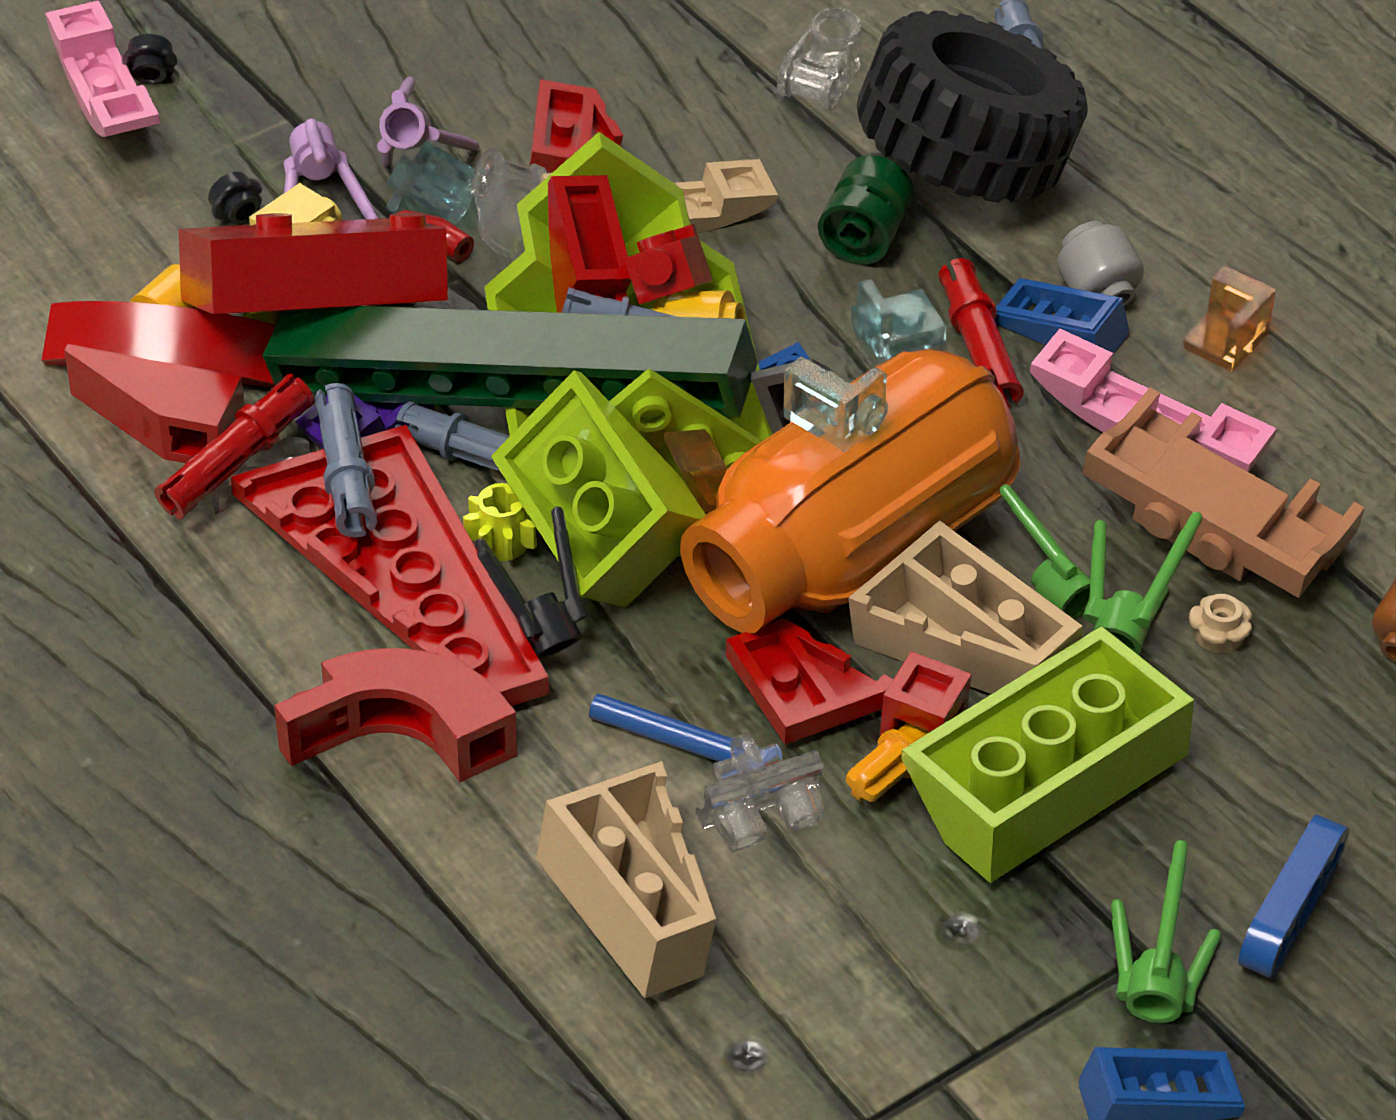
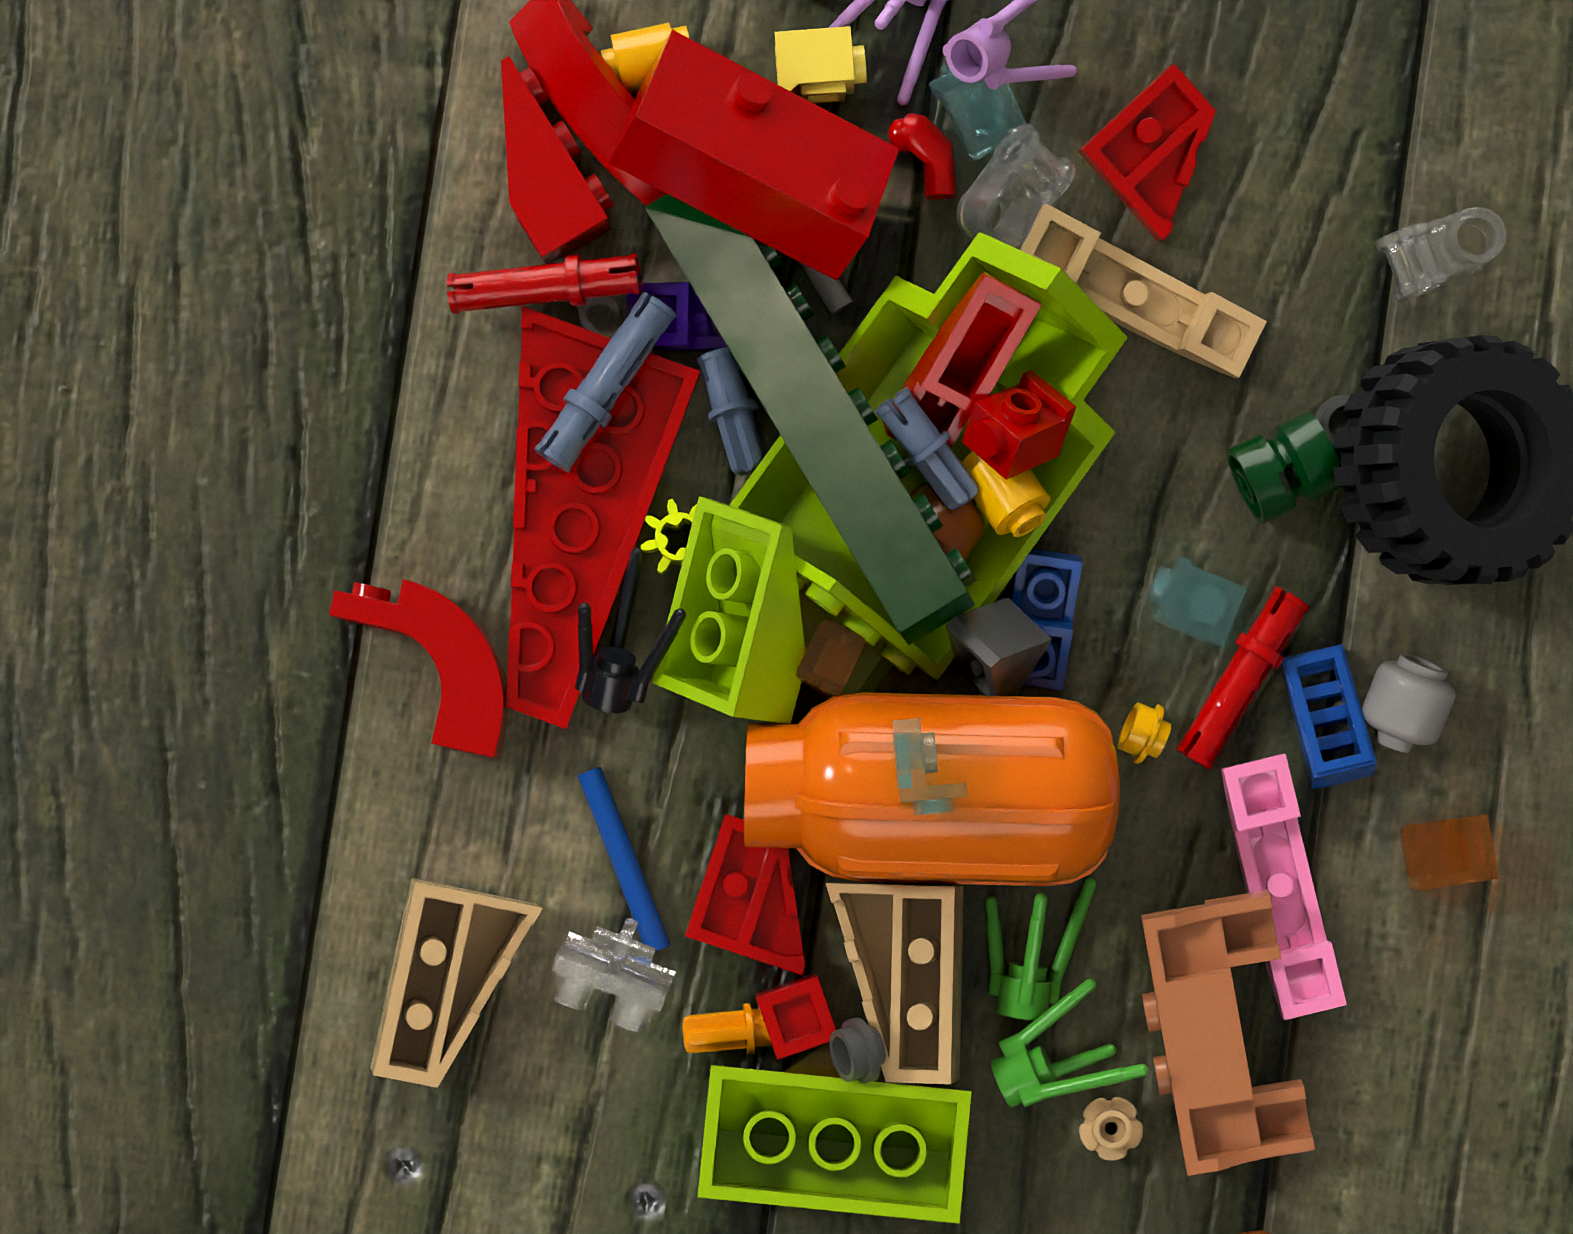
camera: 45 degrees right, 40 degrees up
(994, 655) = (857, 1051): none -> dark grey plate

